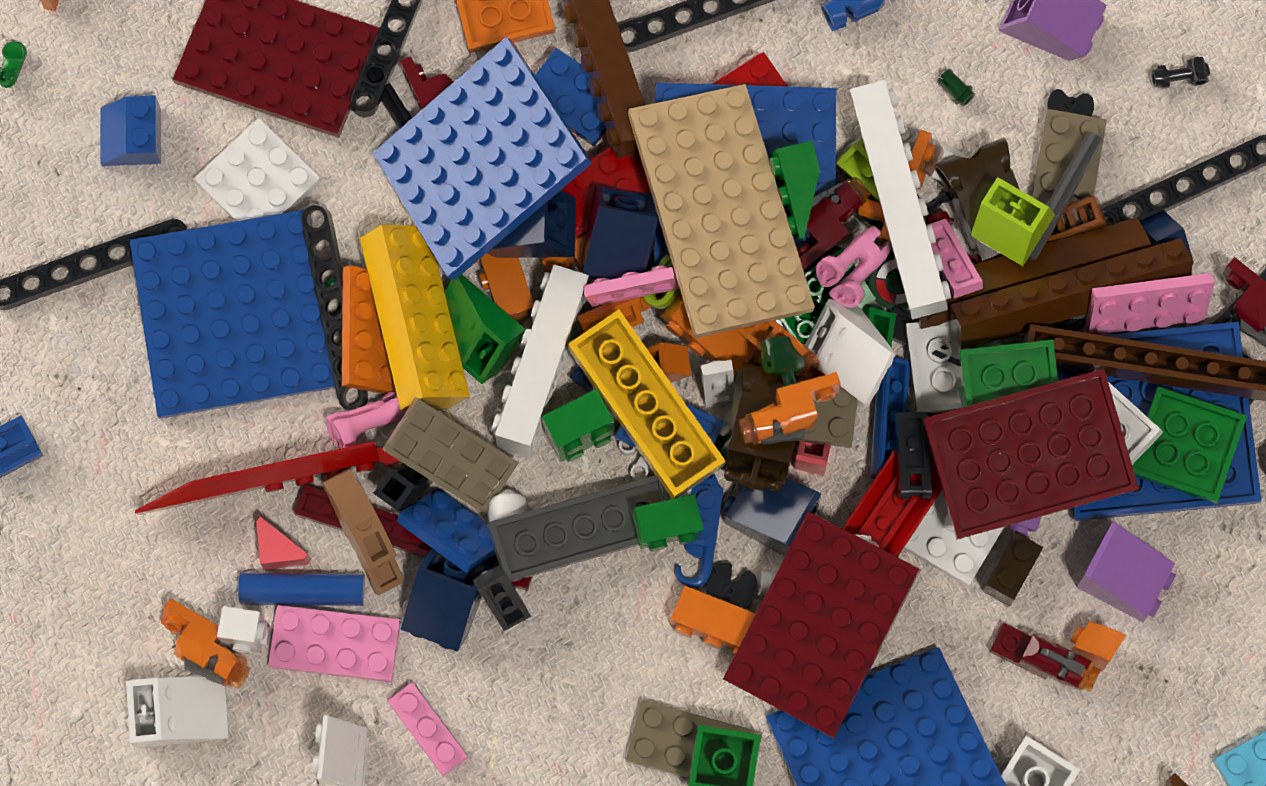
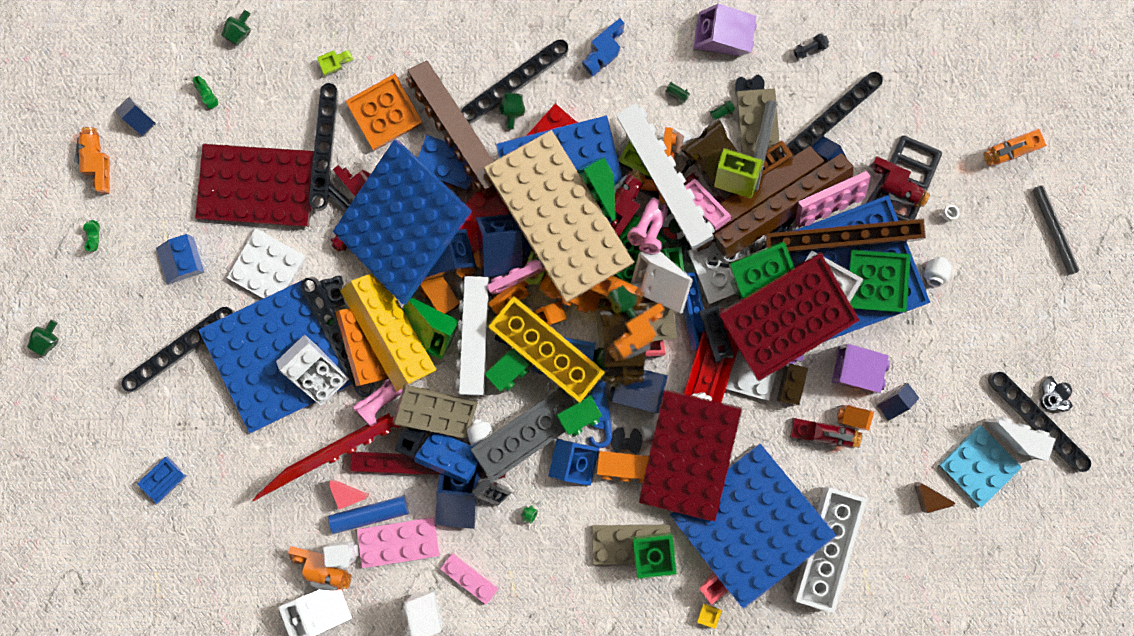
camera: 20 degrees left, 10 degrees up
(282, 345) = (311, 370): none -> white slope
(348, 239) = (332, 287): none -> black plate
(364, 530) = (396, 472): medium nougat slope -> none
(376, 173) = (338, 244): none -> dark red plate
(549, 656) = (529, 514): none -> green plate
(640, 594) = (573, 462): none -> blue slope
(697, 43) = (512, 107): none -> dark green piece
(718, 383) = (585, 319): white plate -> none
(1018, 131) = (722, 110): none -> dark green pin
(1174, 643) = (898, 402): none -> dark blue slope

